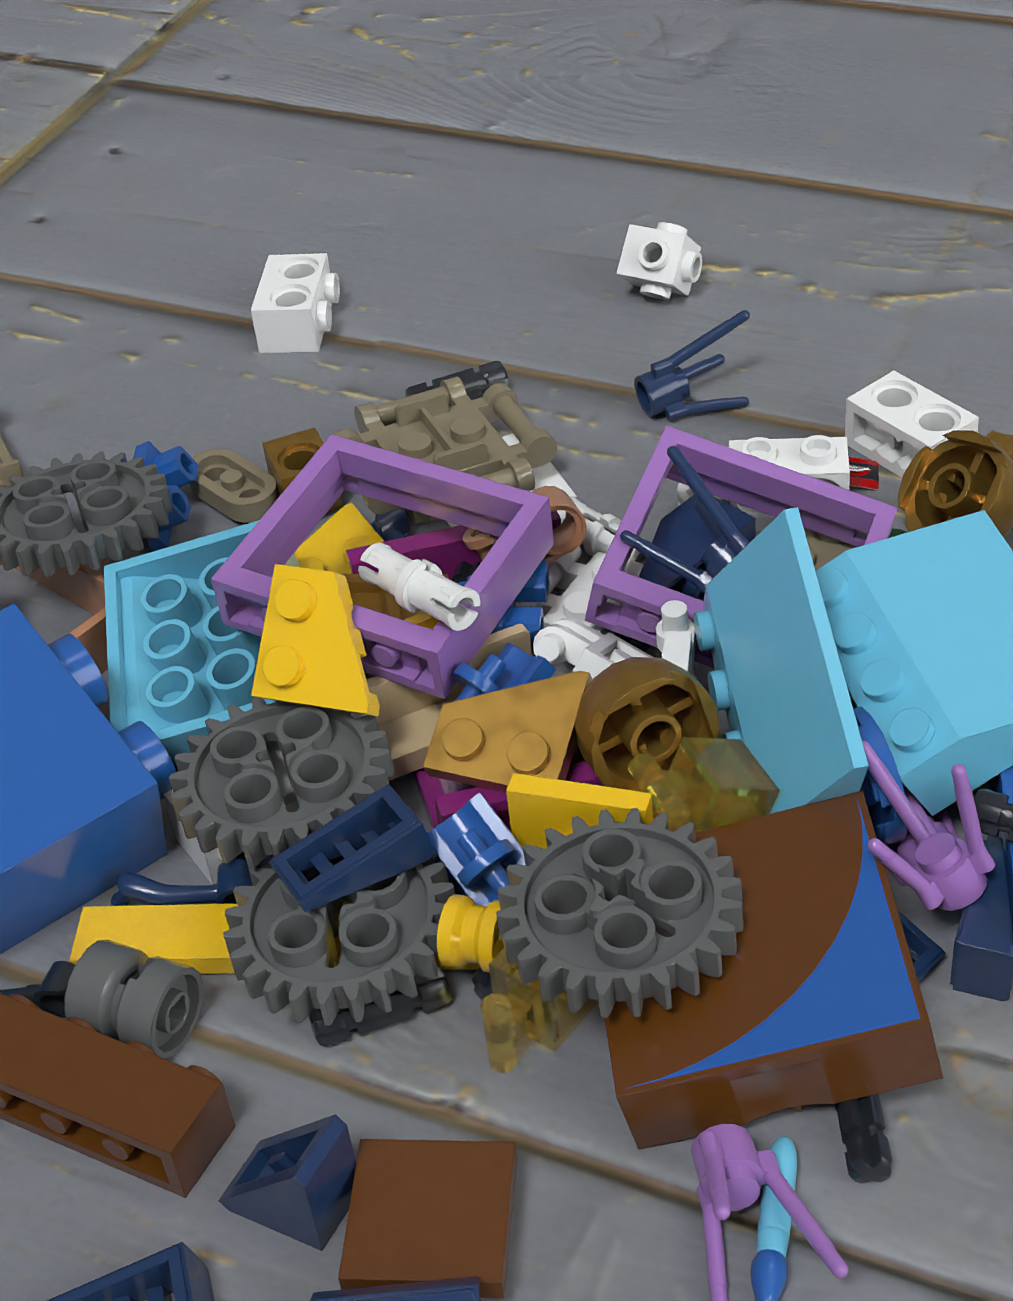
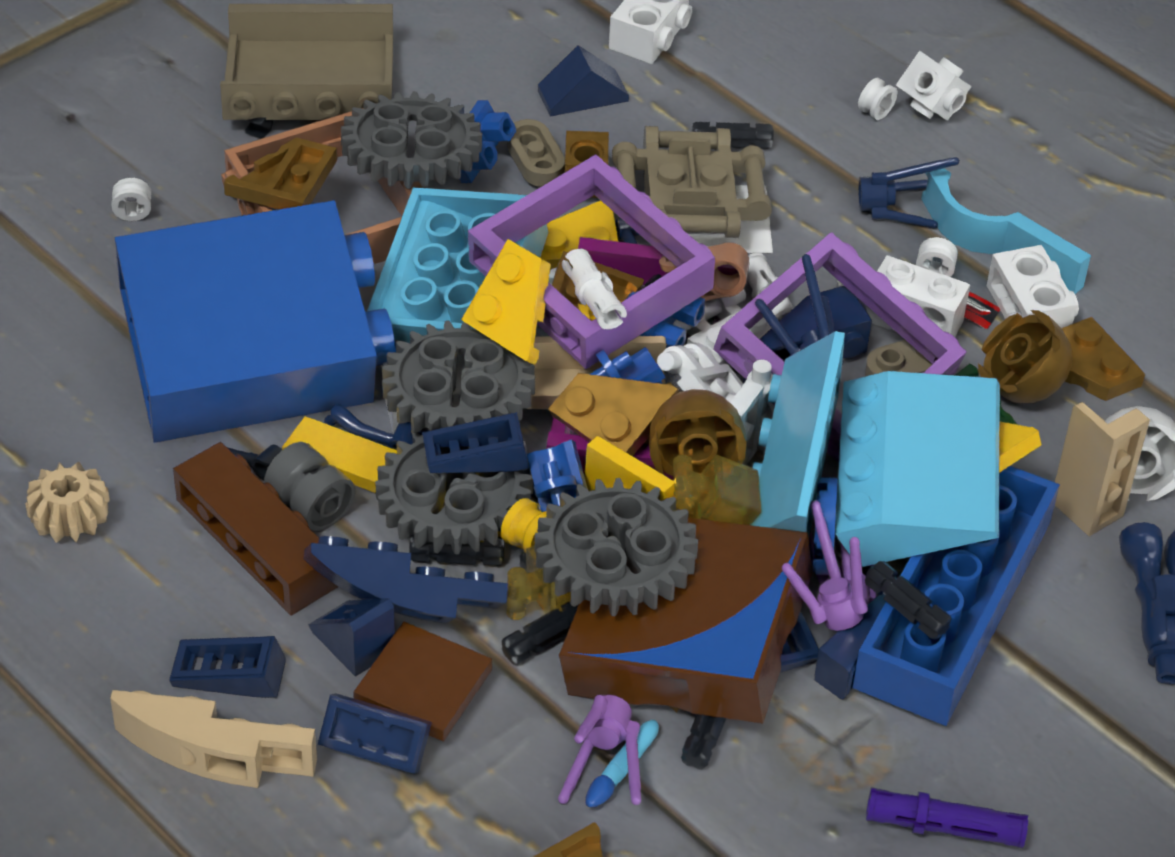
camera: 15 degrees right, 5 degrees up
(247, 396) = (581, 84): none -> dark blue slope
(310, 1081) = (386, 573): none -> dark blue slope
(560, 1072) = (539, 634): none -> black axle
(601, 296) = (877, 98): none -> white bush
(774, 417) = (938, 248): none -> white bush
(818, 384) = (1000, 233): none -> medium azure piece

